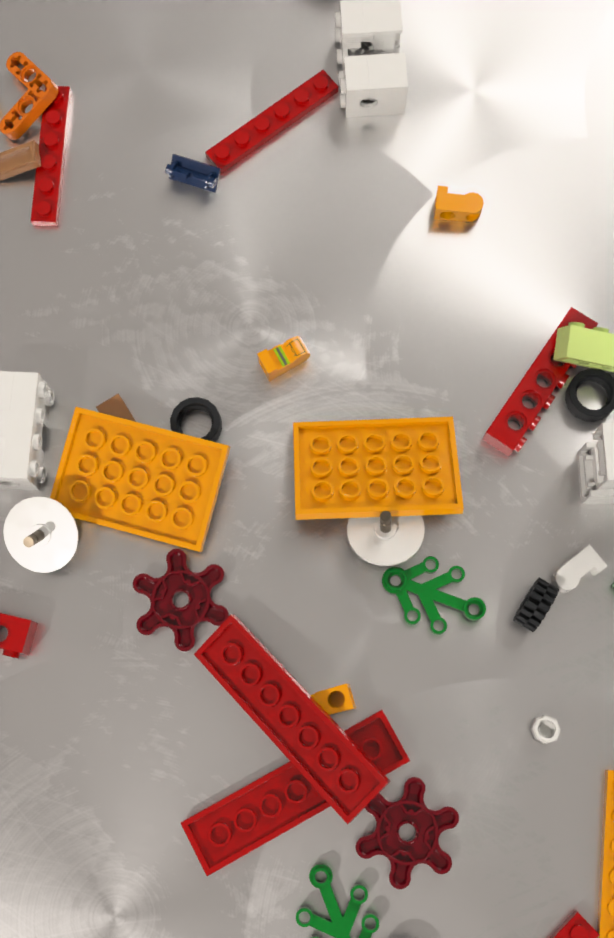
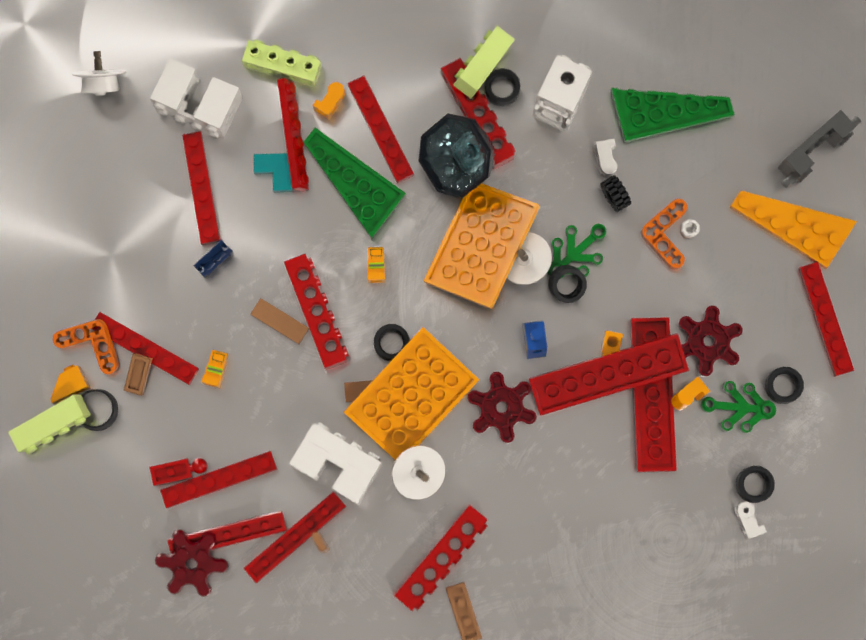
camera: 70 degrees left, 5 degrees up
(62, 241) = (215, 369): none -> light orange leg
(157, 284) = (279, 321): none -> medium nougat tile
(227, 266) = (295, 267): none -> red brick
(289, 596) = (535, 339): none -> blue torso
(314, 837) = (686, 395): none -> light orange leg
(344, 192) = (278, 166): none -> teal tile
(370, 293) = (361, 187): none -> green wing
(371, 618) = (577, 293): none -> black tyre
(390, 184) = (293, 135): none -> red plate
(454, 281) = (380, 129): none -> red plate
(470, 130) = (281, 62): none -> yellowish green brick
(471, 375) = (456, 155): none -> clear light blue rock
(513, 692) = (660, 236): none -> orange beam

